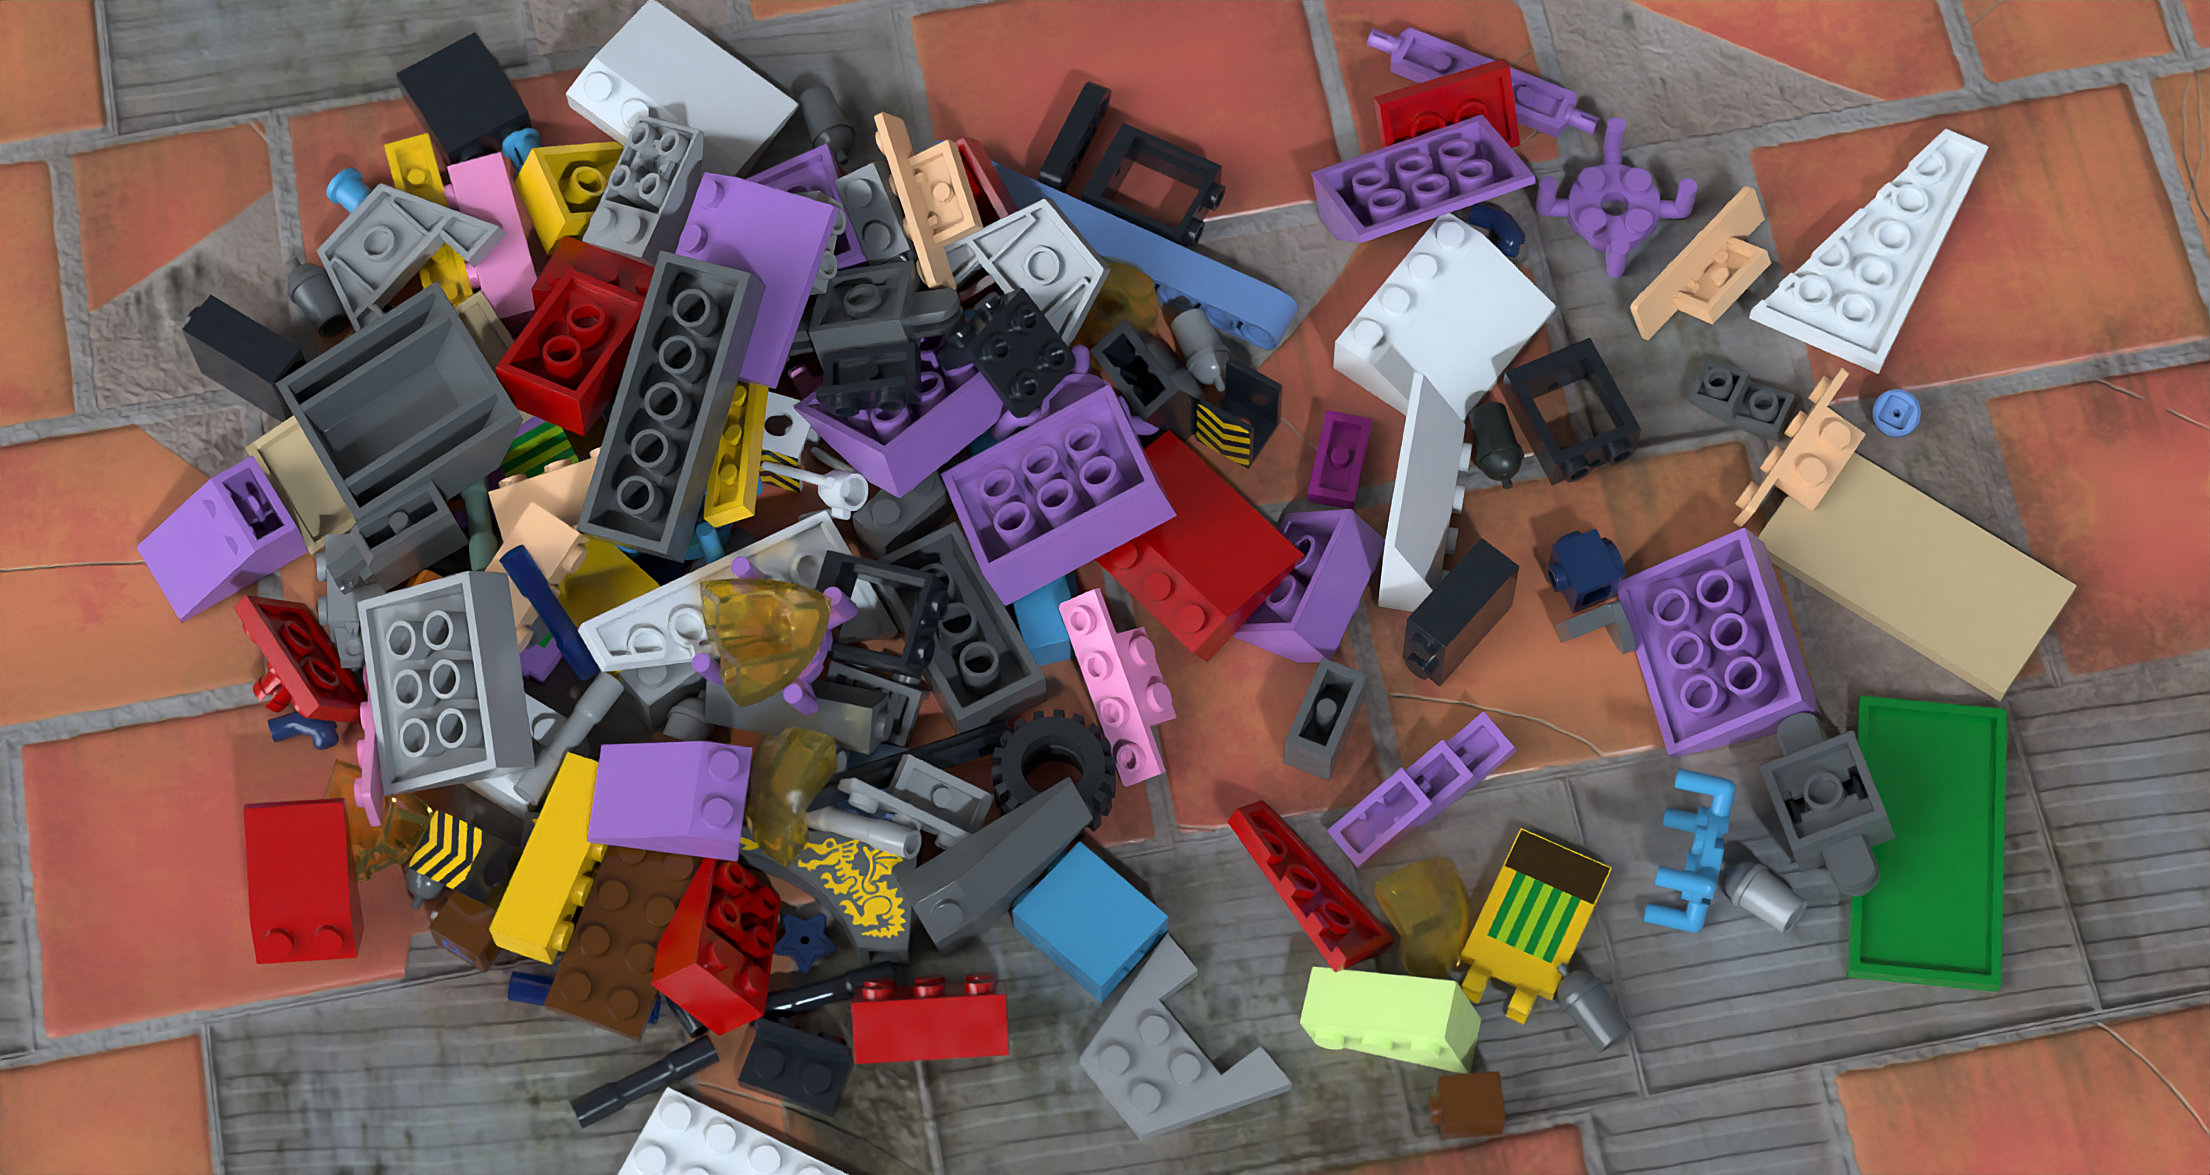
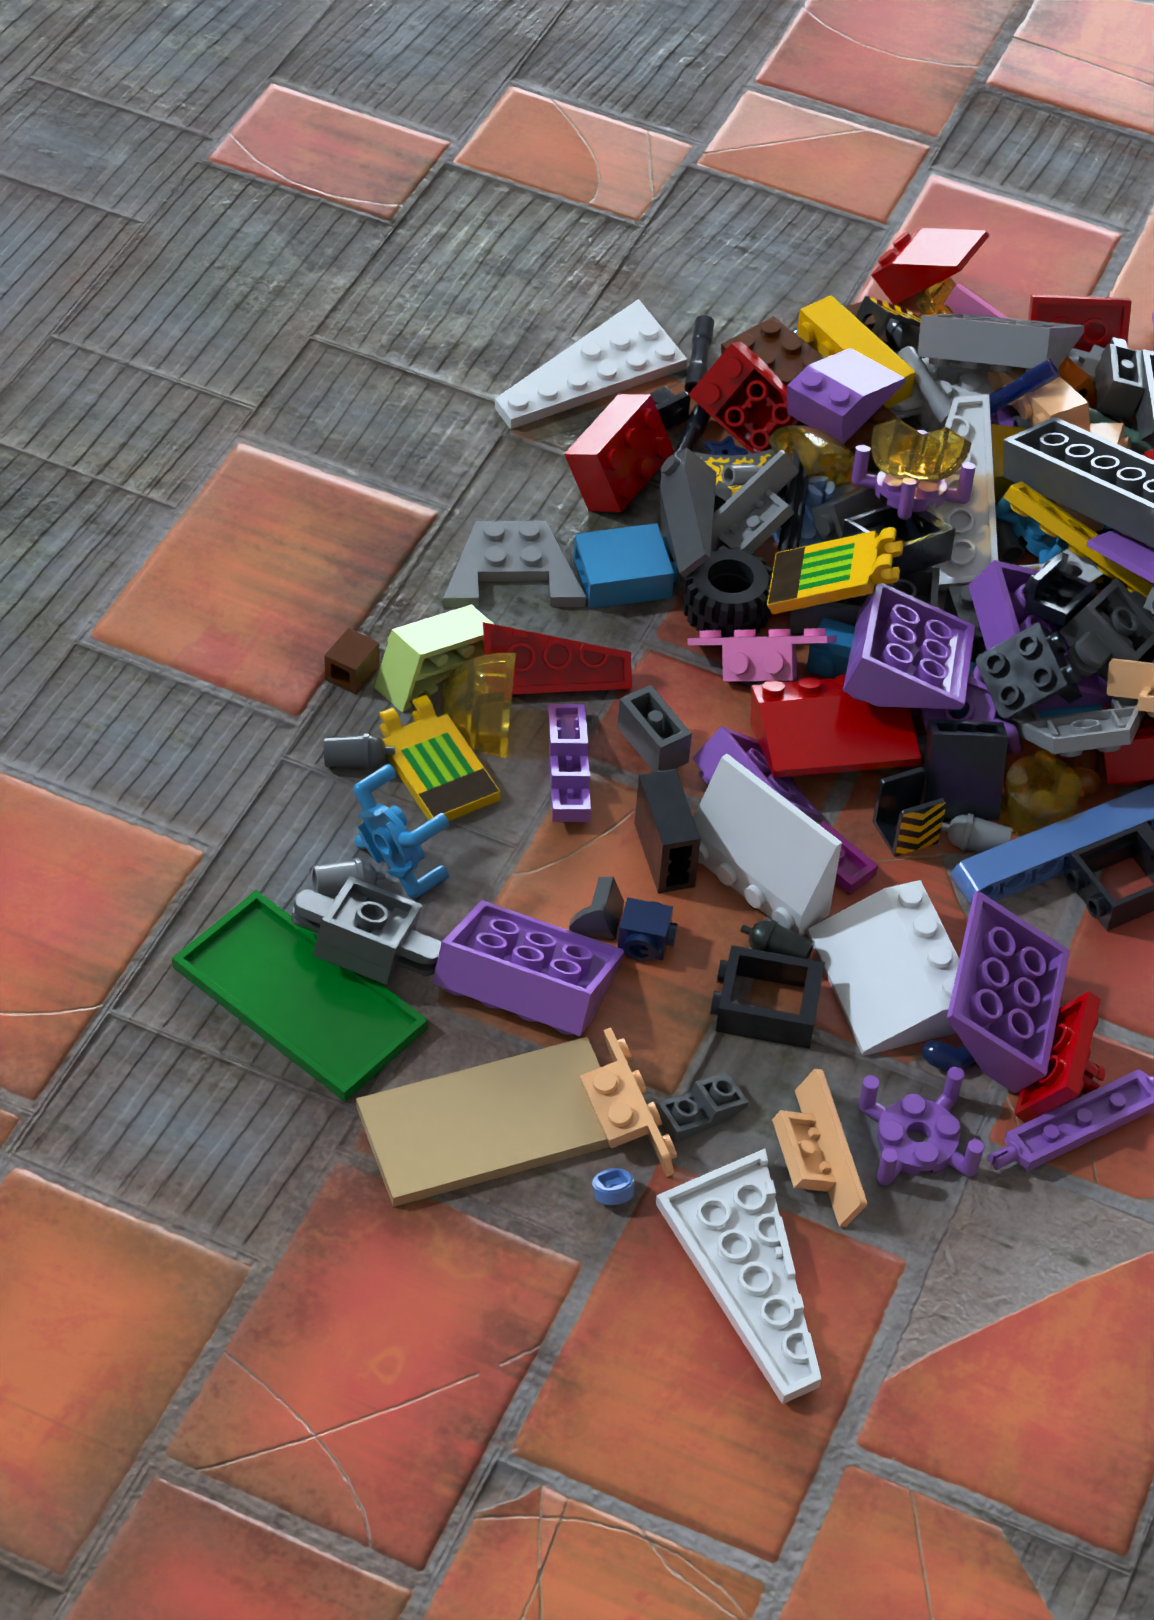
camera: 120 degrees right, 15 degrees down
(995, 638) = (833, 570): none -> tile

